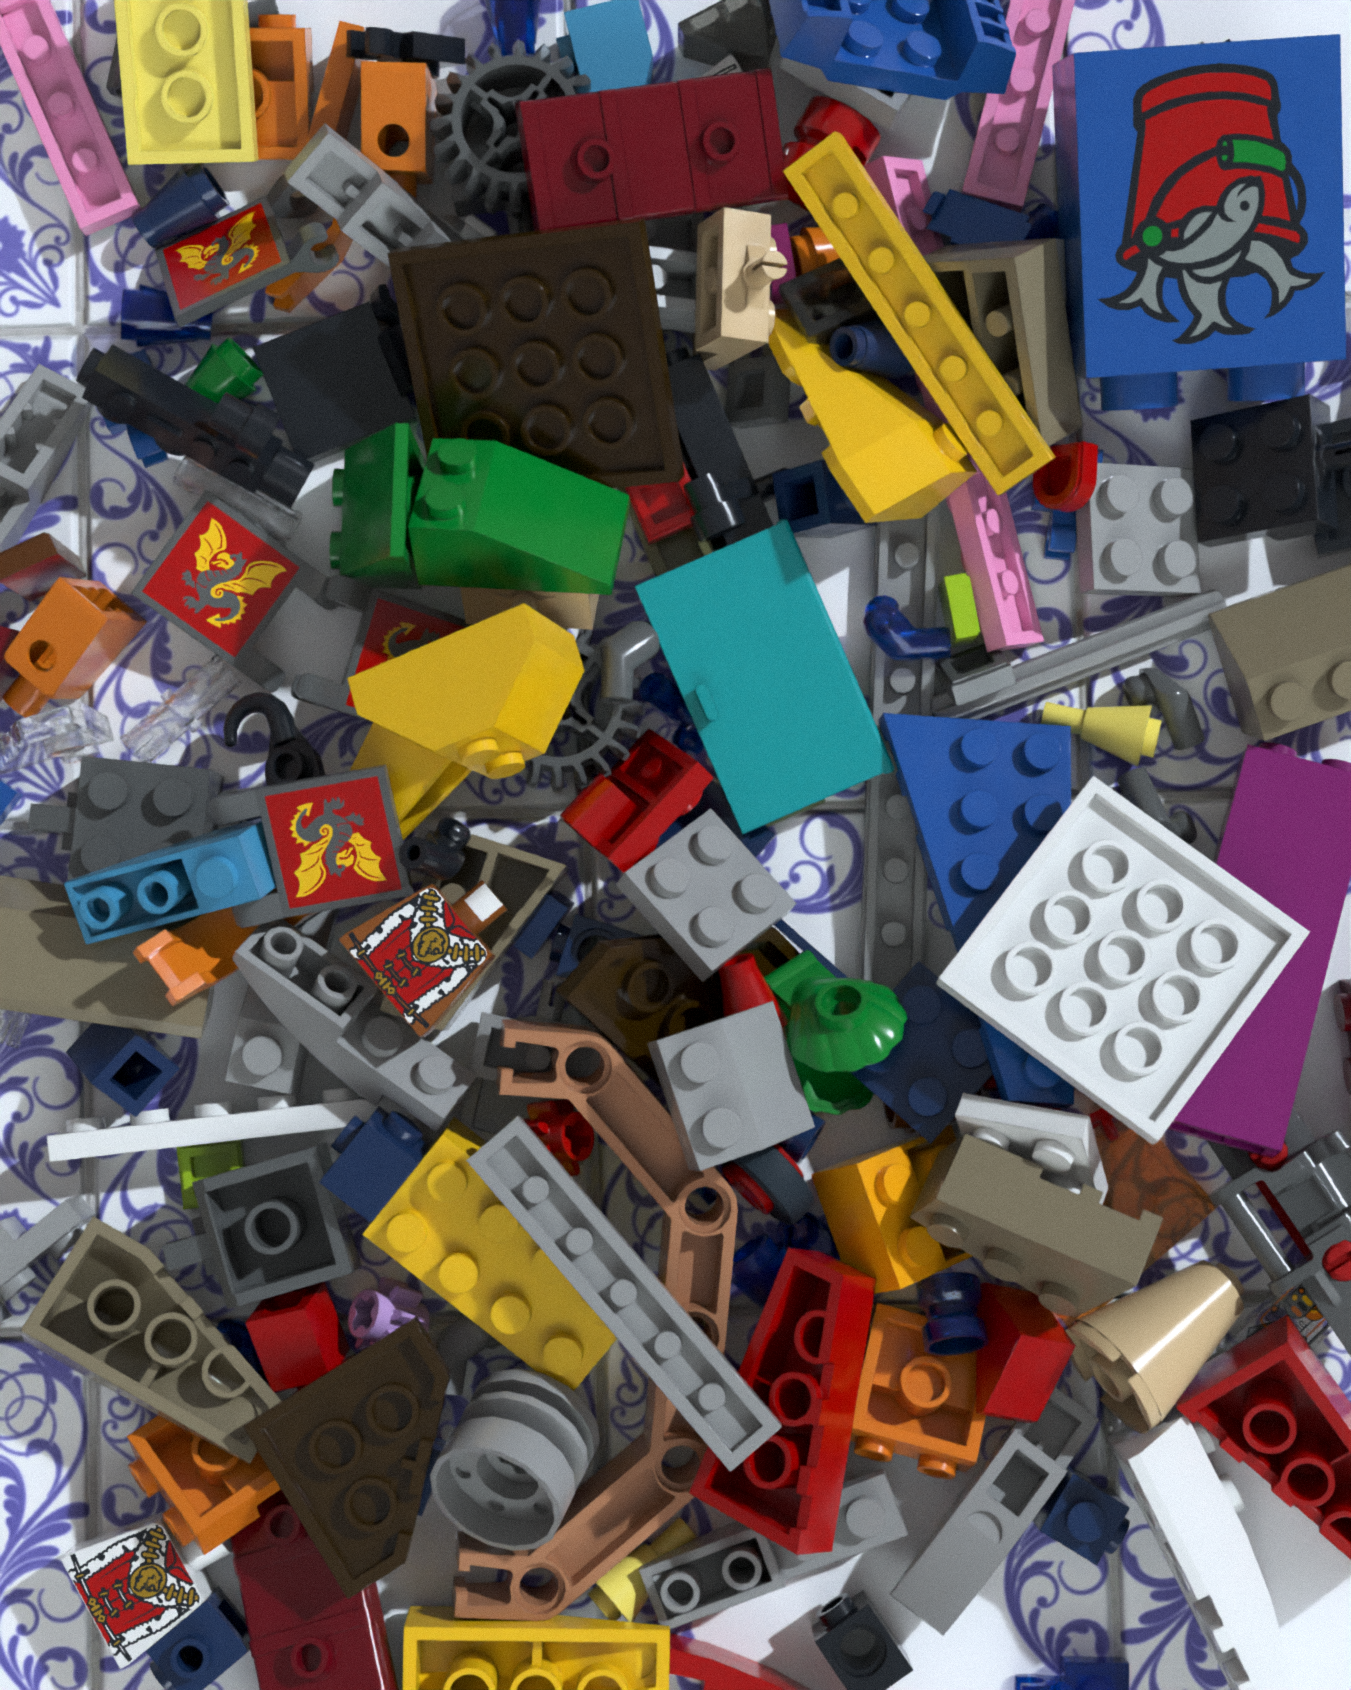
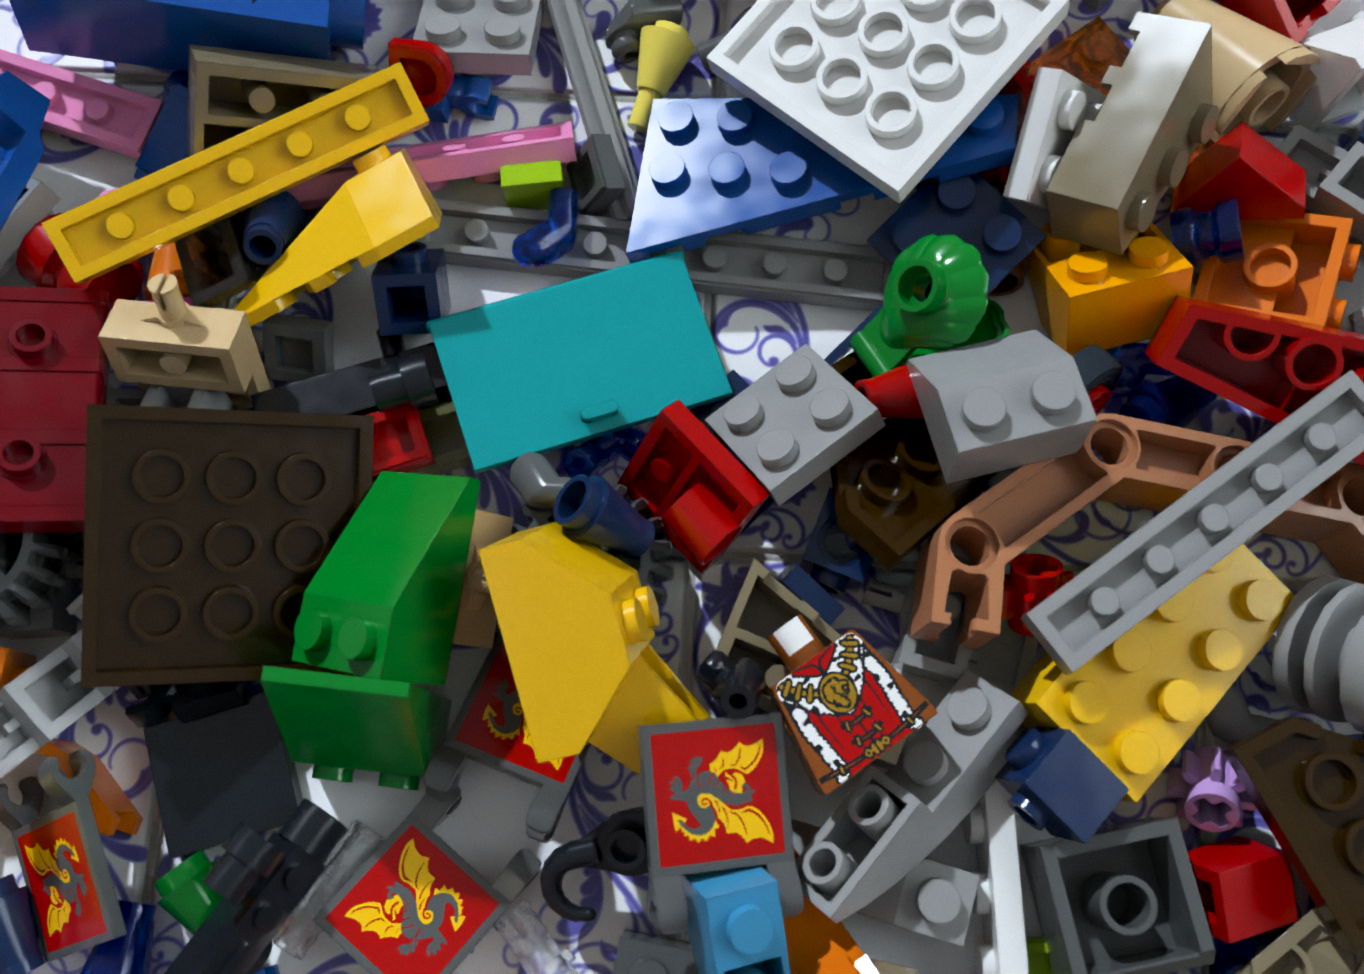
camera: 80 degrees left, 10 degrees down
(589, 712) = (600, 515): none -> dark blue cone

